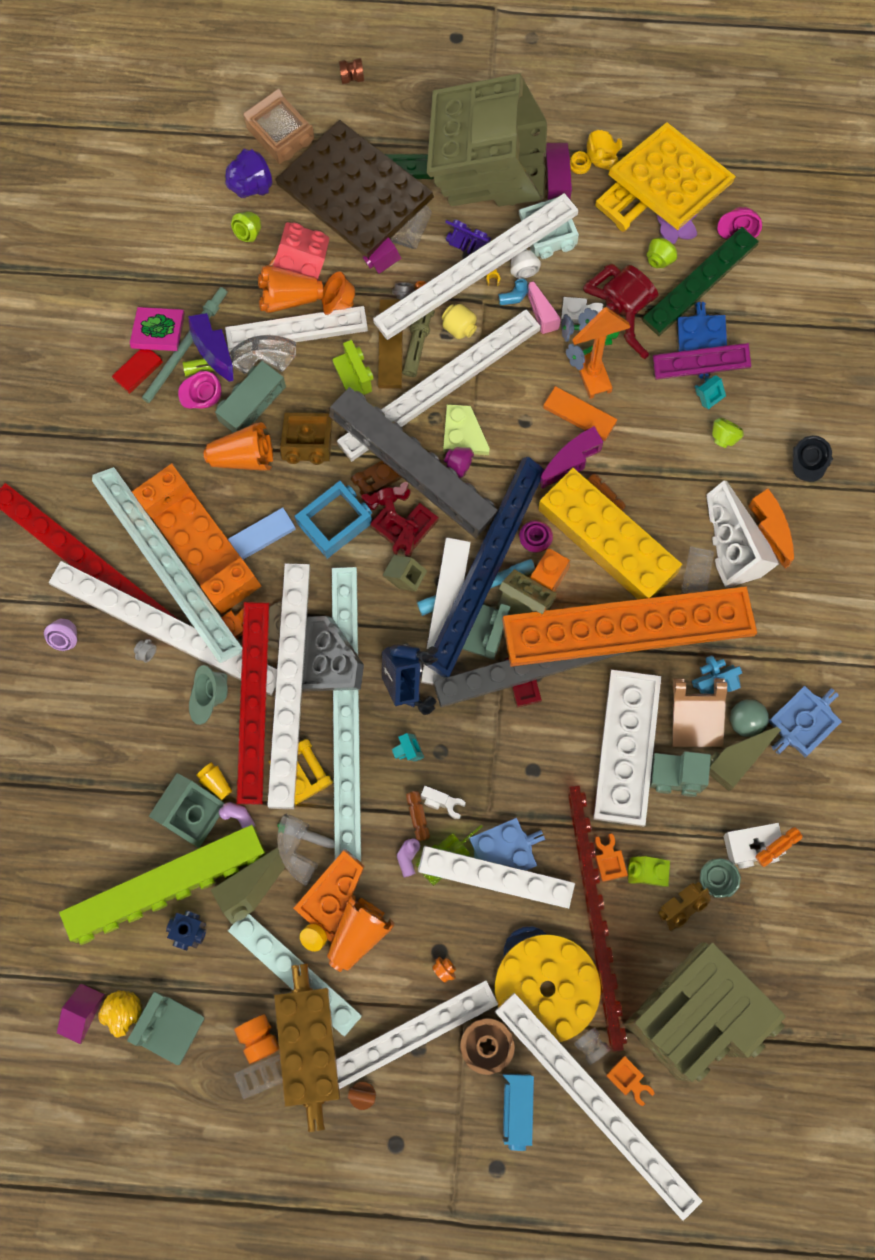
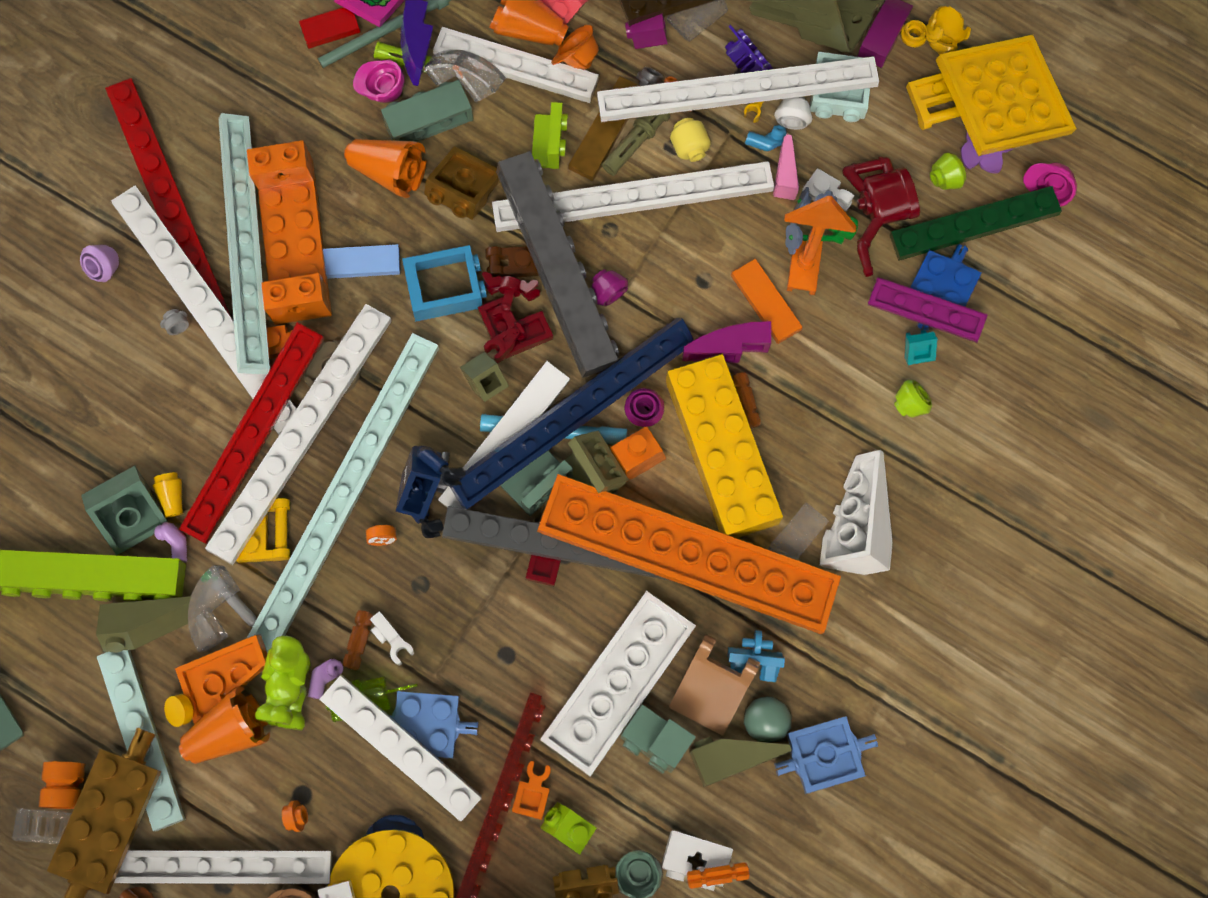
camera: 20 degrees right, 0 degrees up
(195, 934) = (61, 639): dark blue brick -> none
(207, 692) = (213, 398): sand green piece -> none
(329, 658) = (355, 426): dark grey plate -> none
(382, 869) = (284, 687): none -> lime animal
(392, 729) = (381, 535): none -> orange tile
(408, 748) = (387, 563): teal tile -> none
(463, 430) = (631, 257): yellowish green wing -> none
(773, 526) = (907, 526): orange slope -> none
(811, 458) = (990, 474): black hat -> none

